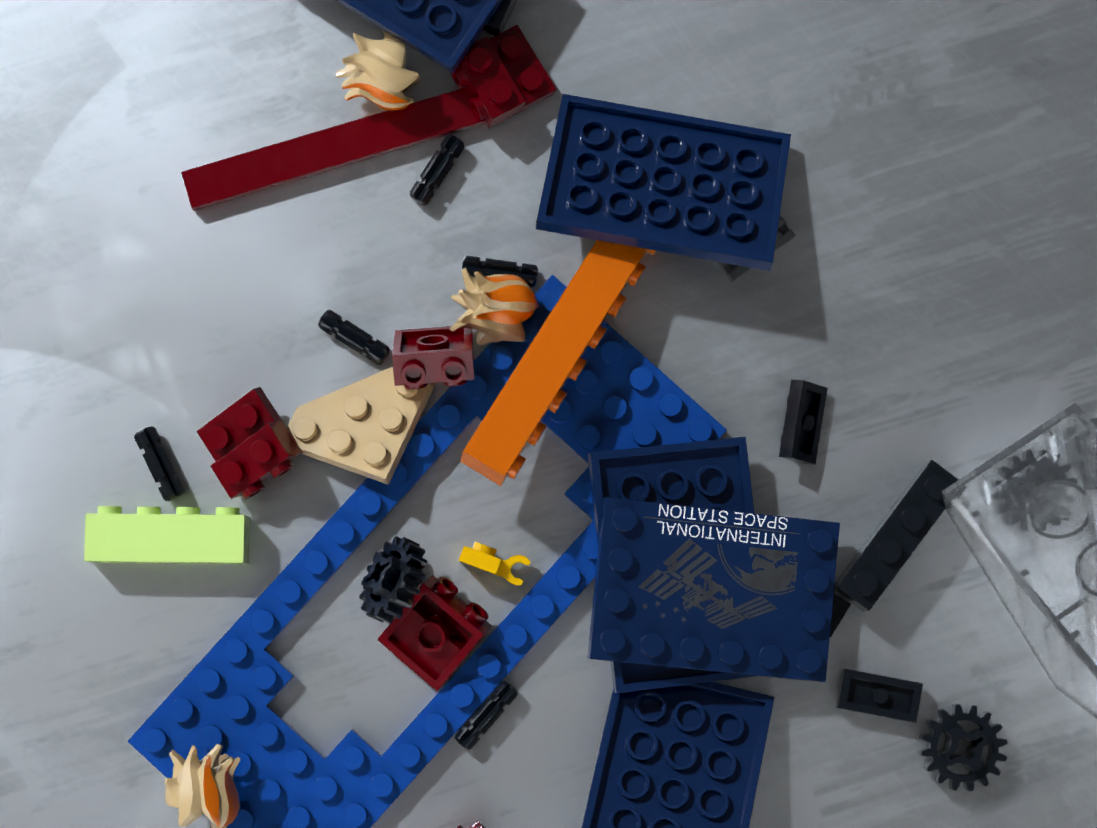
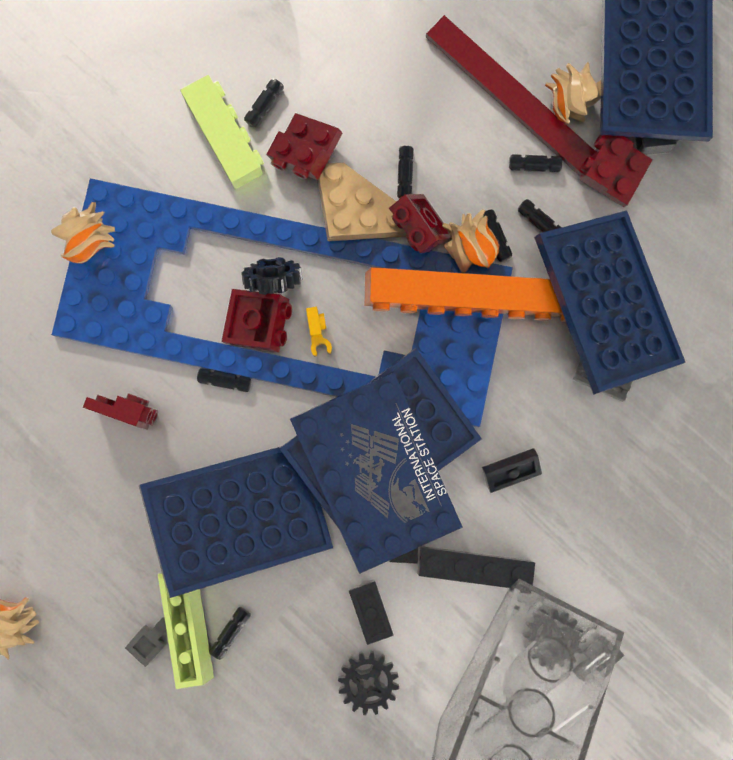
camera: 60 degrees right, 0 degrees up
(509, 205) = (537, 216): none -> black axle

